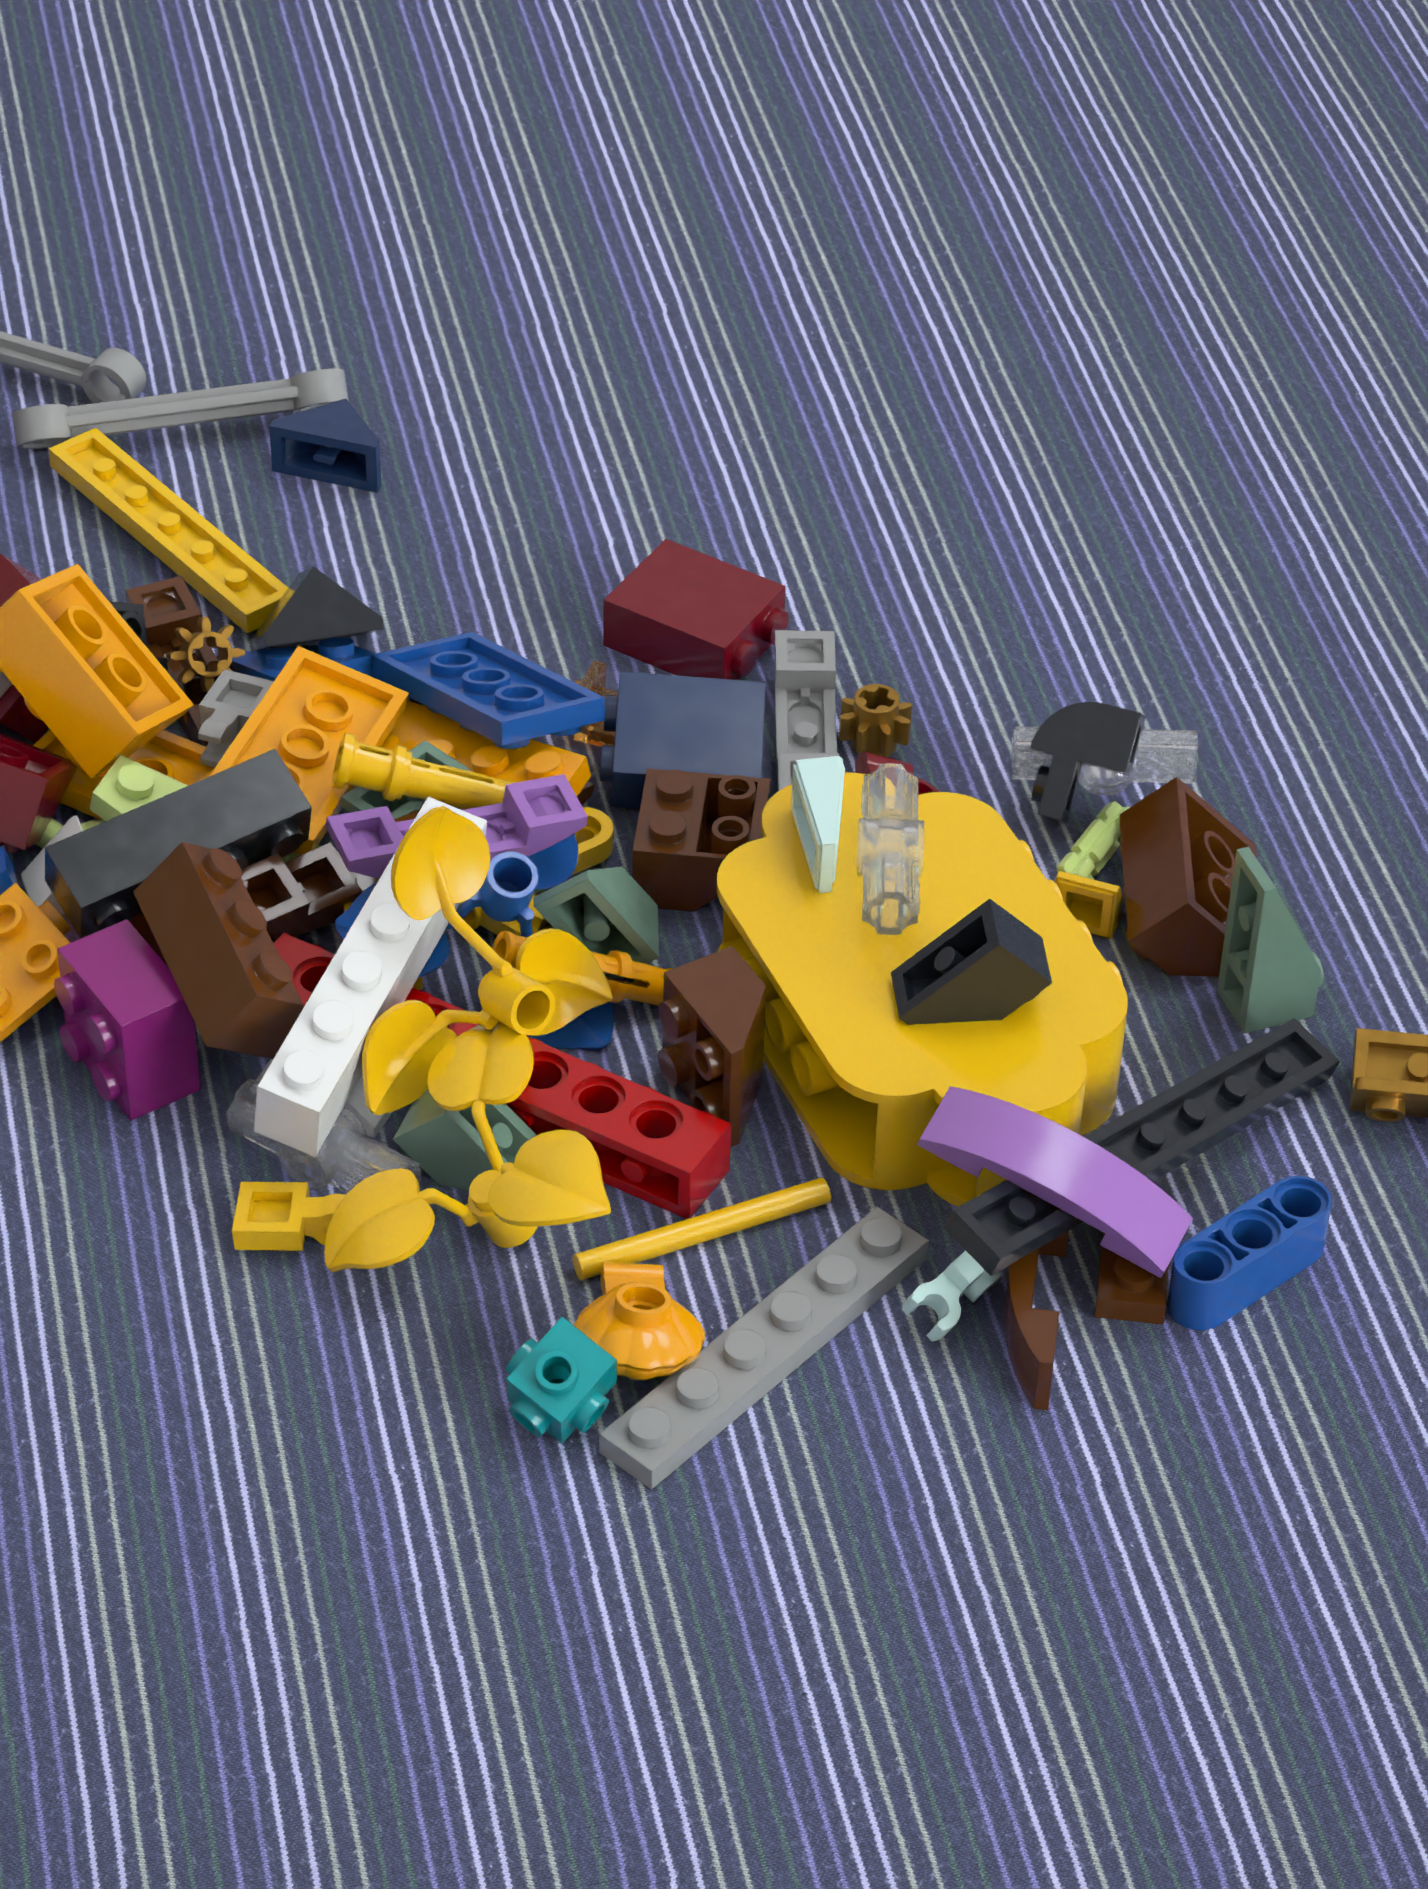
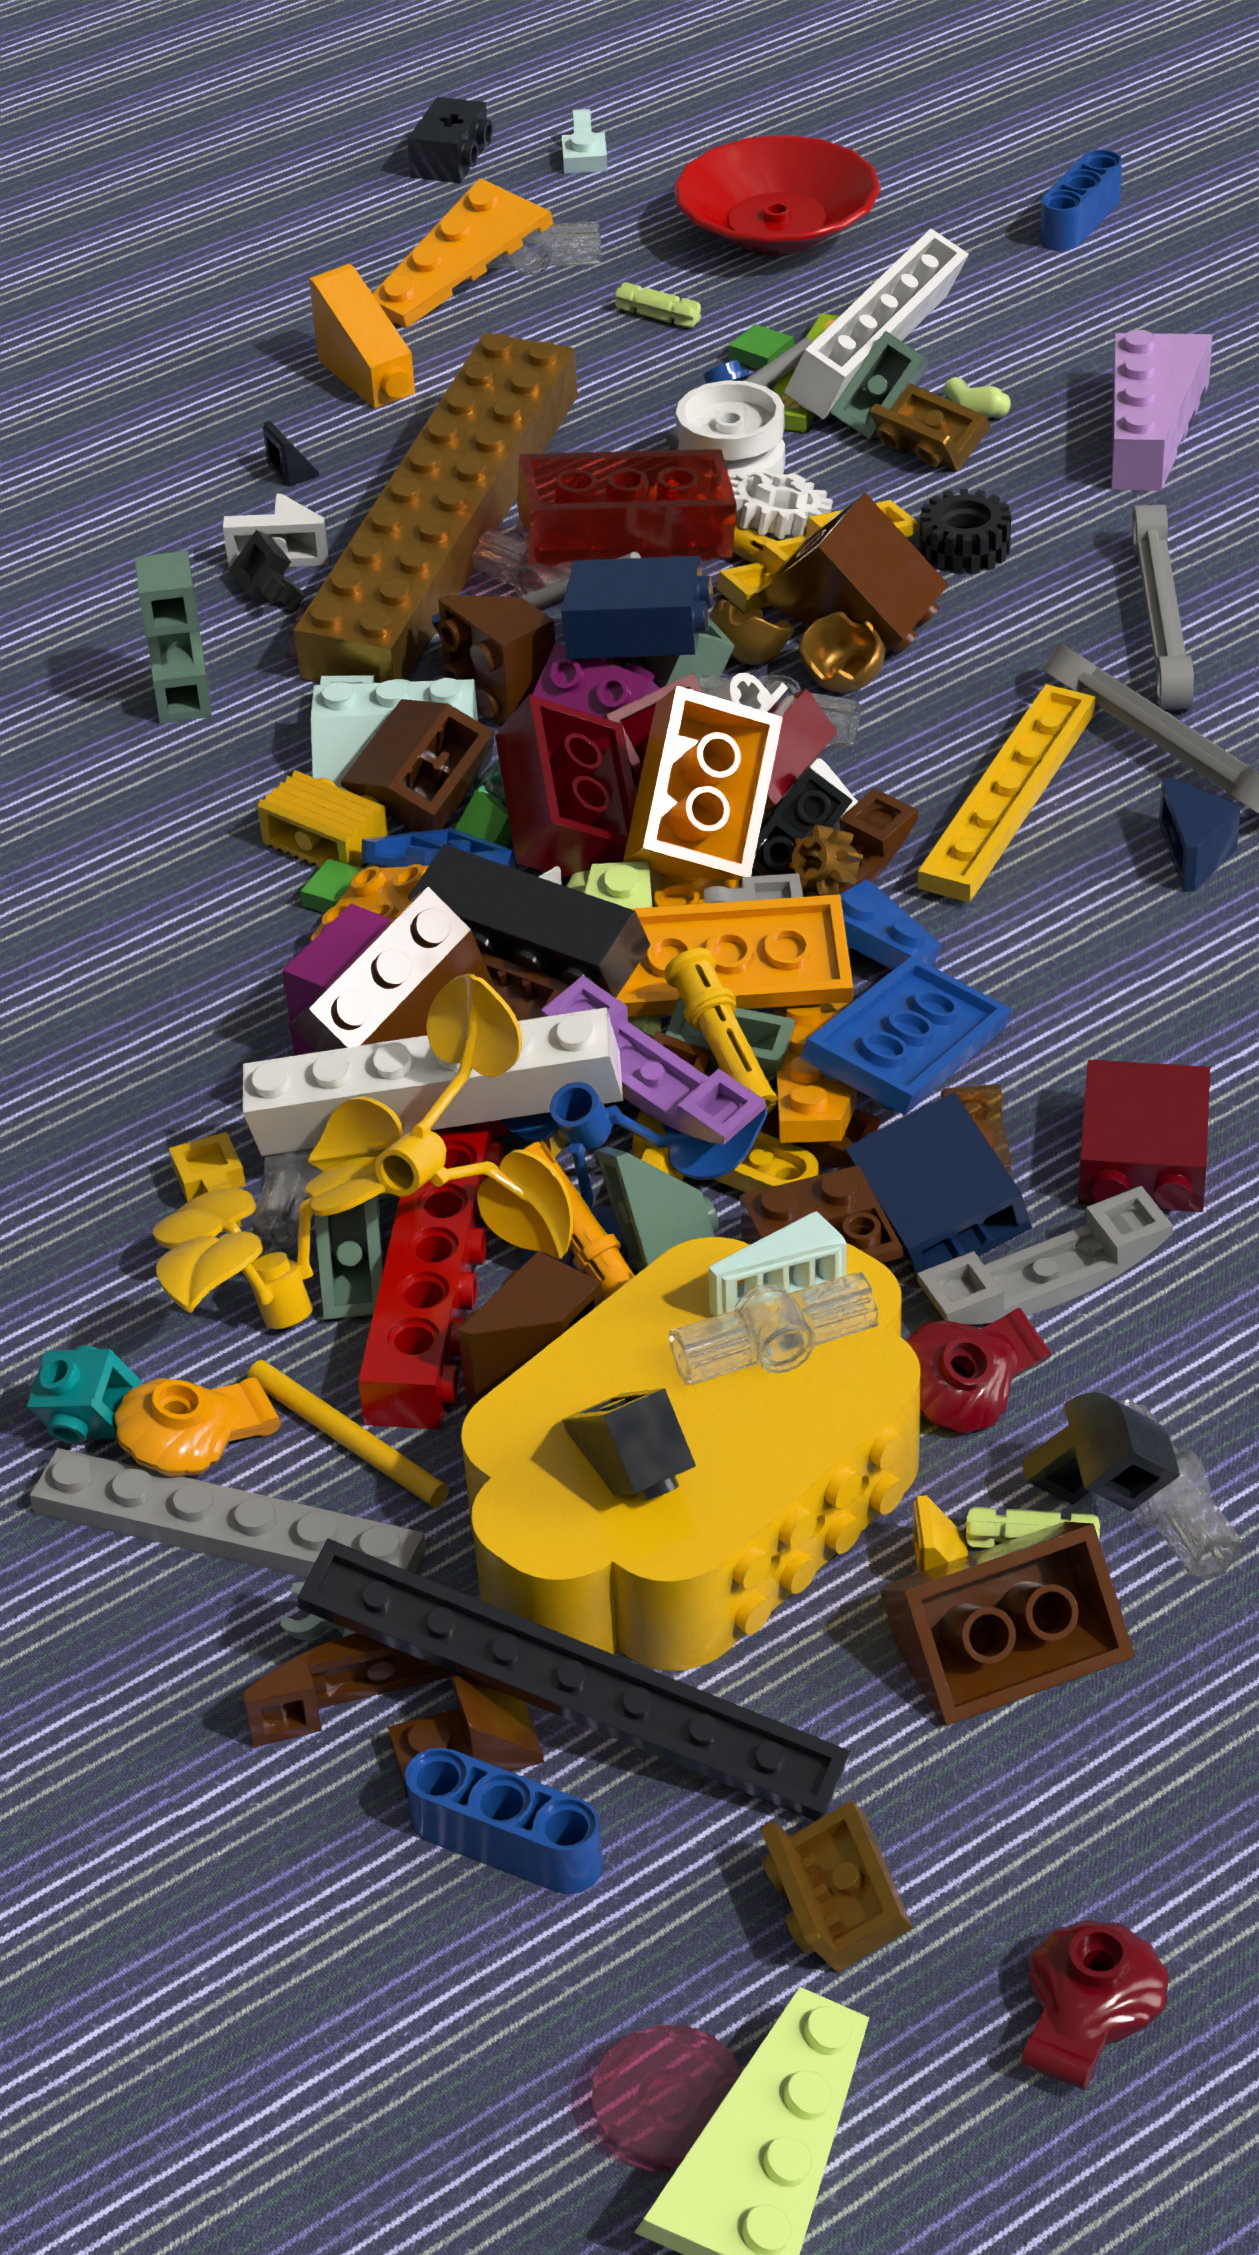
camera: 70 degrees right, 0 degrees up
(315, 611) = (929, 899): black slope -> none
(875, 720) = (1086, 1307): pearl gold gear -> none
(1061, 1169) = (430, 1615): medium lavender slope -> none
(1265, 961) = (900, 1681): sand green slope -> none

